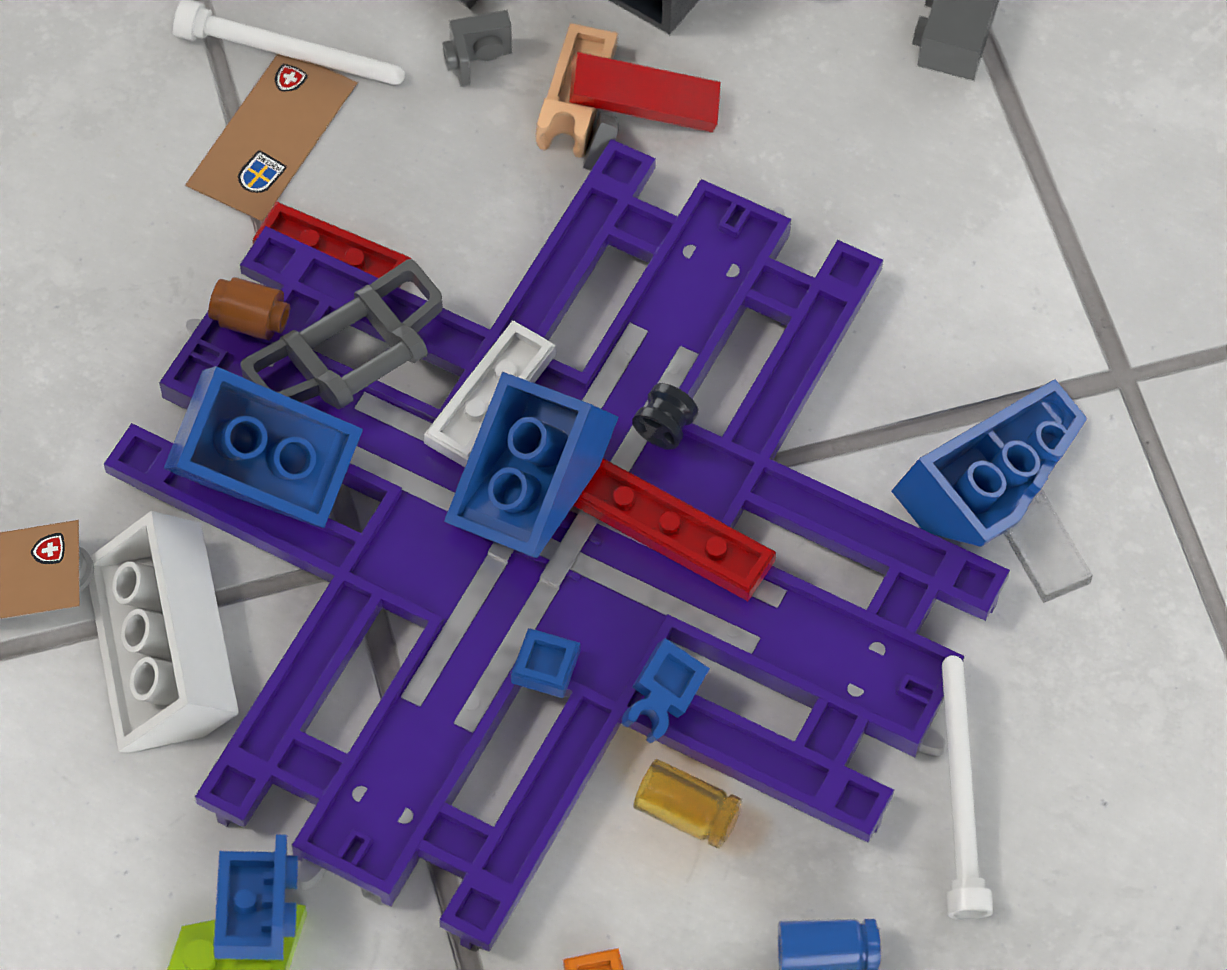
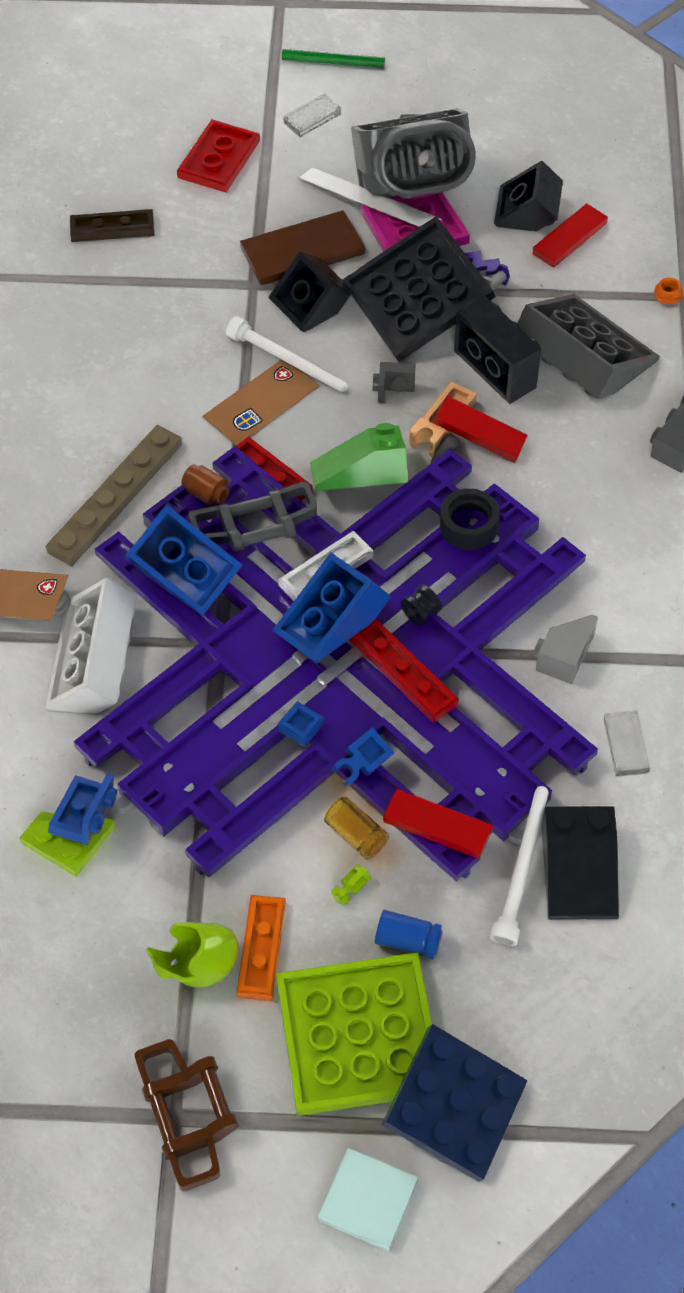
camera: 20 degrees right, 5 degrees down
(93, 361) = (113, 495): none -> dark tan plate
(482, 197) = (365, 460): none -> bright green slope
(692, 218) = (475, 500): none -> black tyre
(712, 893) = (352, 882): none -> lime piece
(815, 762) = (438, 823): none -> red tile
(901, 419) = (565, 648): none -> light grey slope
(992, 471) = (609, 689): blue wedge -> none
(1043, 757) = (580, 862): none -> black slope

